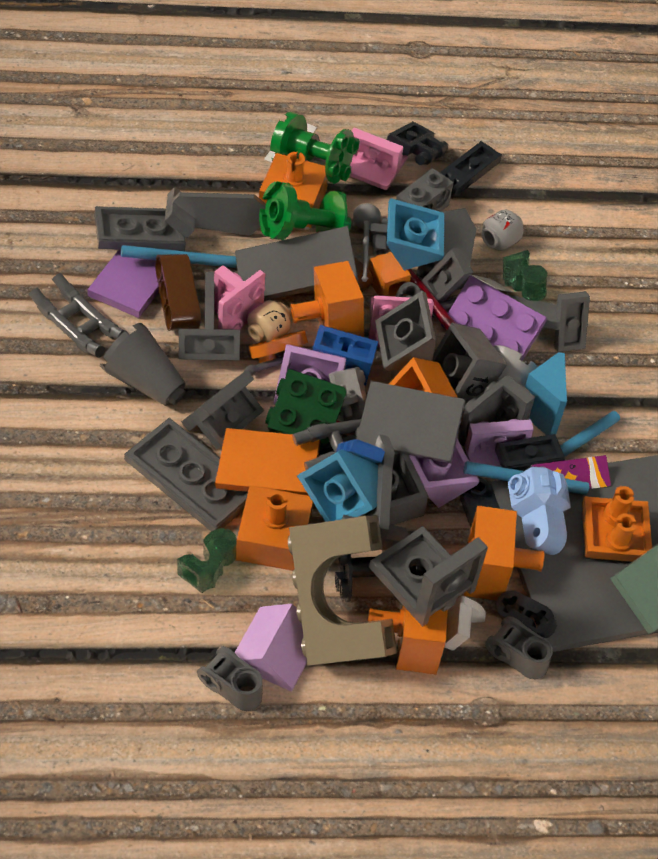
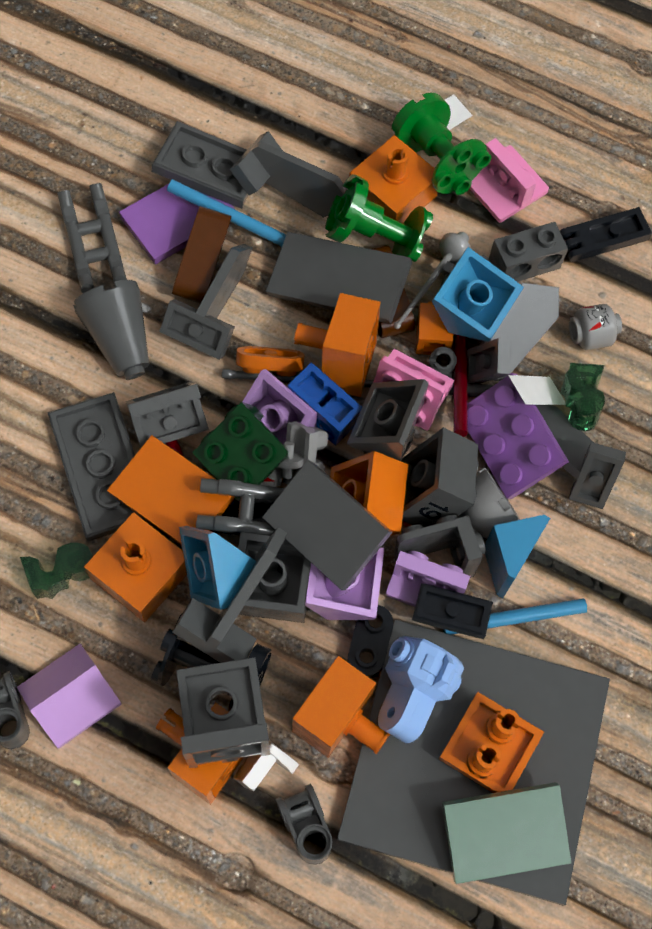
camera: 30 degrees right, 15 degrees up
(236, 297) = (251, 295): bright pink bracket -> none
(269, 321) = (273, 329): tan head -> none
(325, 634) = (111, 713): dark tan arch -> none
(363, 450) = (244, 539): blue tile -> none
(418, 141) = (562, 172): black plate -> none
(505, 474) = (418, 631): dark azure bar -> none
(529, 608) = (328, 794): black beam -> none
(590, 470) = (487, 656): magenta sticker -> none

